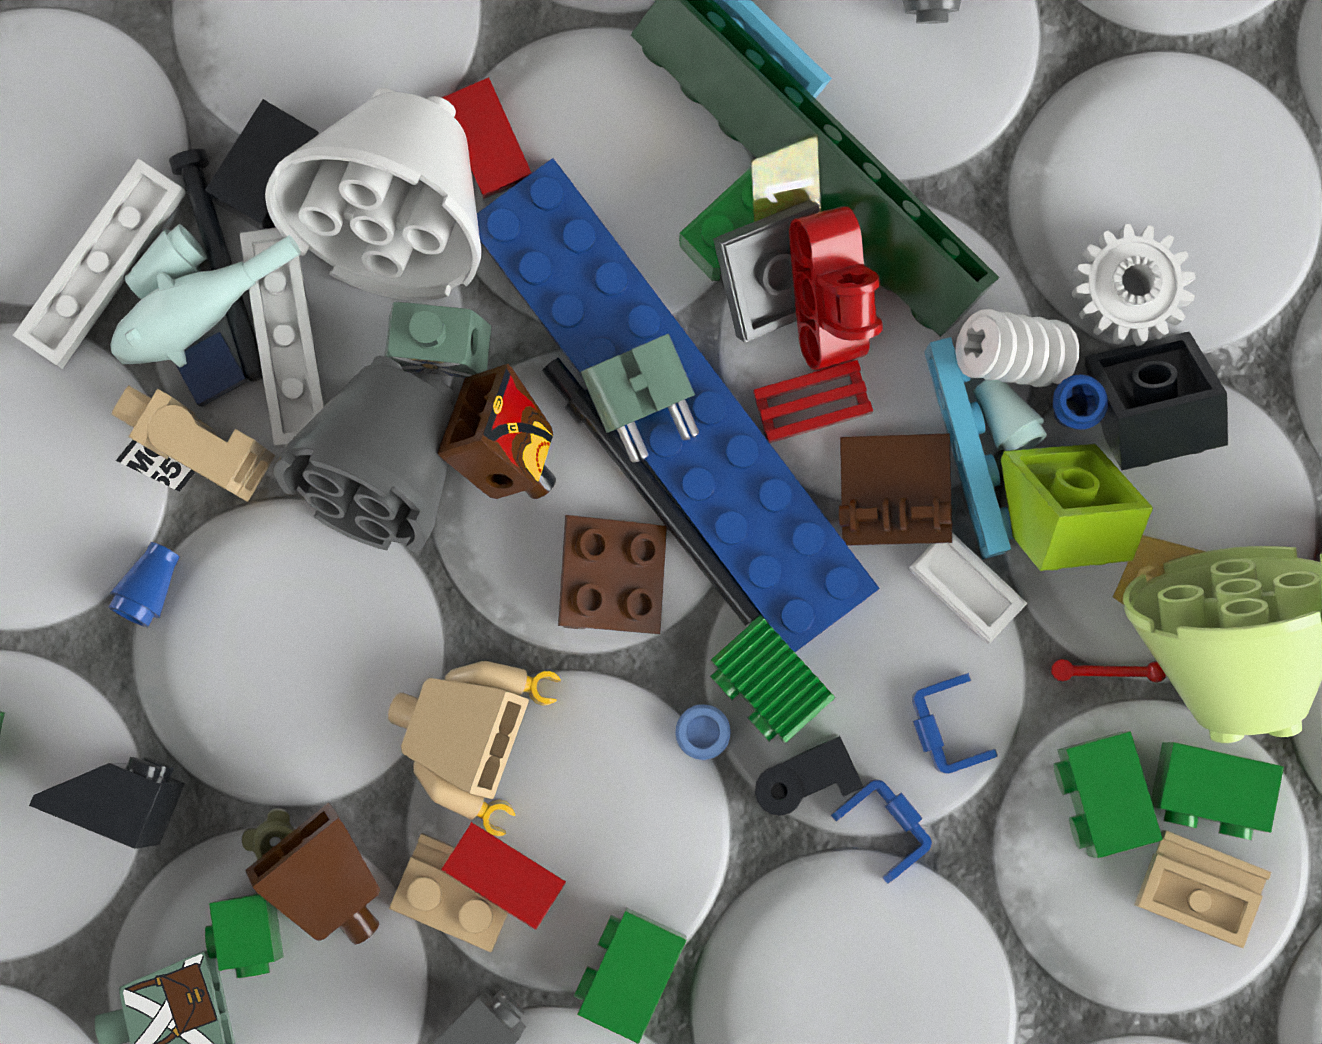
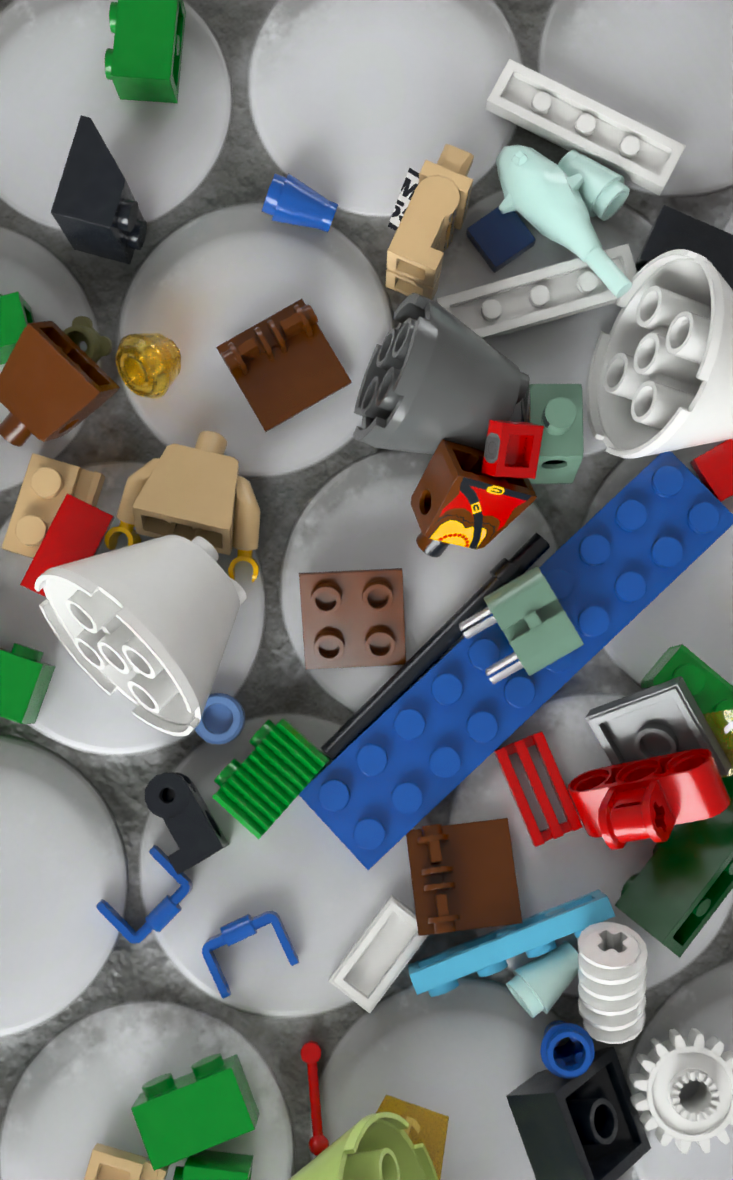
camera: 85 degrees right, 0 degrees up
(191, 166) = (685, 195): black bar -> none
(306, 769) = (148, 363): none -> clear yellow cone
(323, 621) = (284, 364): none -> reddish brown hinge
(457, 381) = (512, 449): none -> red plate
(599, 791) = (147, 624): none -> white cone
(1072, 507) = (465, 1051): lime slope -> none

